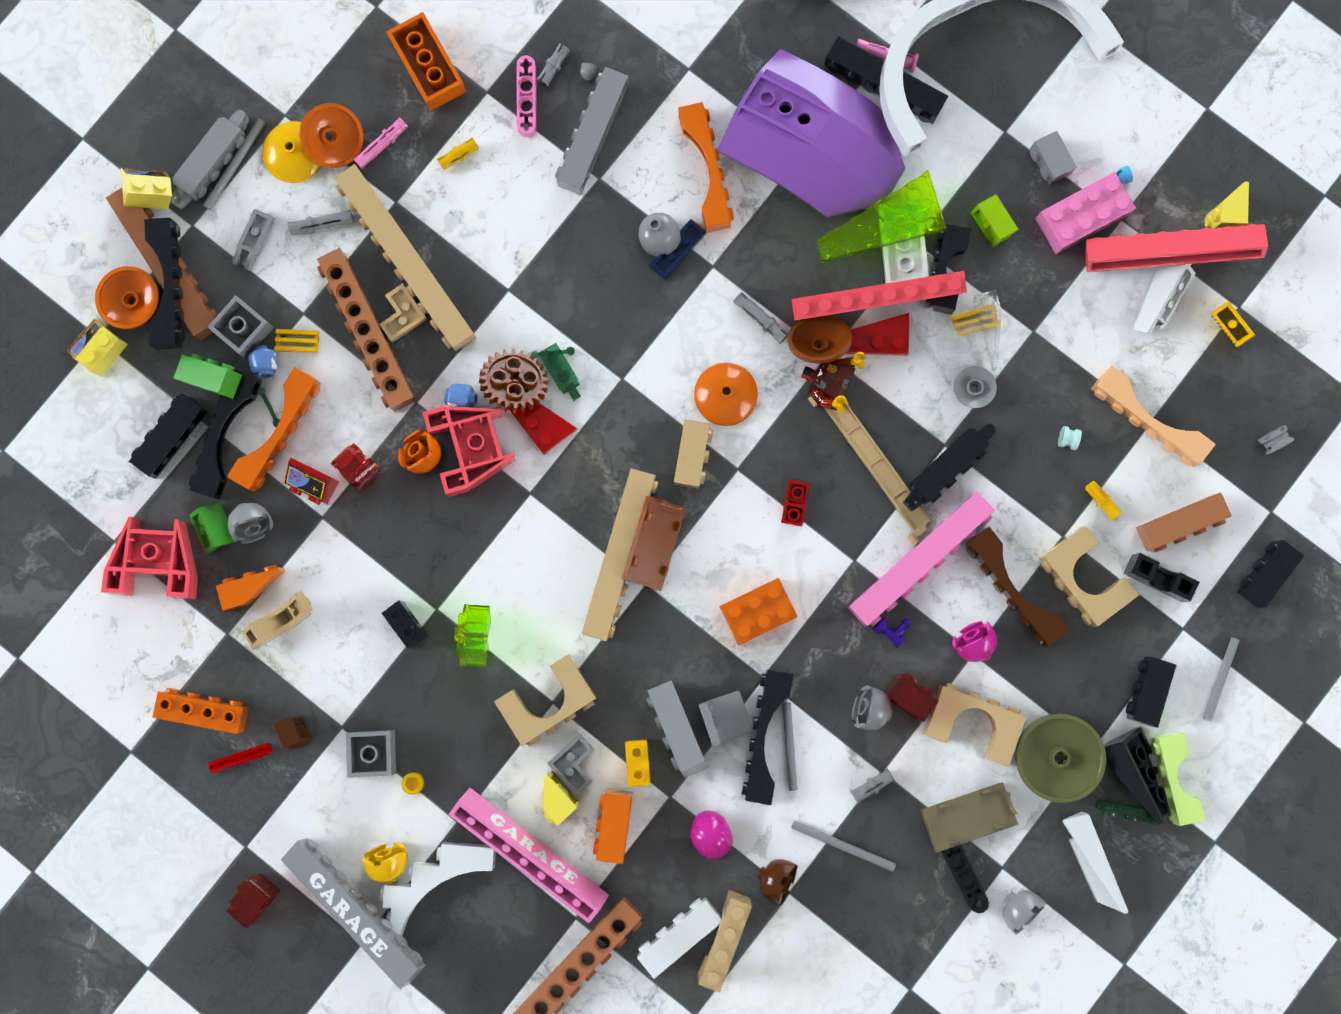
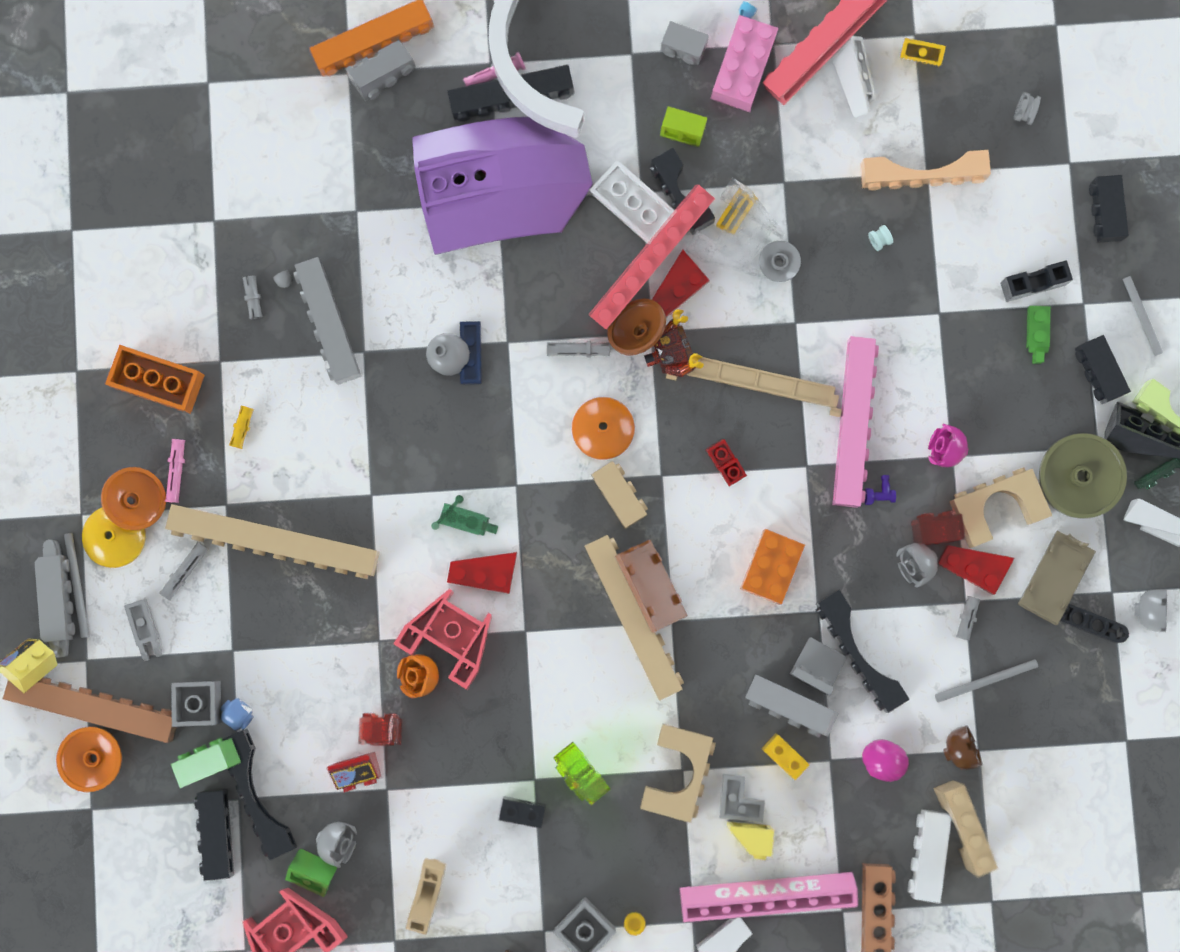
camera: 40 degrees left, 0 degrees up
(97, 347) = (98, 817): light yellow slope -> none
(166, 326) = (140, 753): black arch -> none
(243, 591) = (379, 897): orange slope -> none
(252, 468) = (284, 713): orange arch -> none
(261, 391) = (287, 750): clear green hinge -> none
(278, 339) = (232, 686): yellow tile -> none
(329, 265) = (224, 588): nougat brick -> none
(407, 314) = (314, 583): tan plate -> none
(460, 396) = (409, 606): medium blue head -> none
(513, 381) = (439, 559): dark orange gear -> none
(526, 96) = (252, 339): bright pink beam -> none
(613, 826) = (810, 819): orange brick -> none
(695, 127) = (401, 250): orange arch -> none
(790, 750) = (883, 644): light grey bar -> none
(894, 219) = (611, 189): clear neon green wing -> none
(914, 753) = (976, 567): none -> red wing
(948, 465) = (812, 336): black hinge -> none
(989, 552) = (897, 372): reddish brown arch -> none
(1061, 562) = (955, 333): tan arch -> none
(1103, 500) = (944, 261): yellow axle -> none
(1127, 619) = (1038, 332): none -> bright green hinge
(1184, 521) = (1015, 226): nougat brick -> none

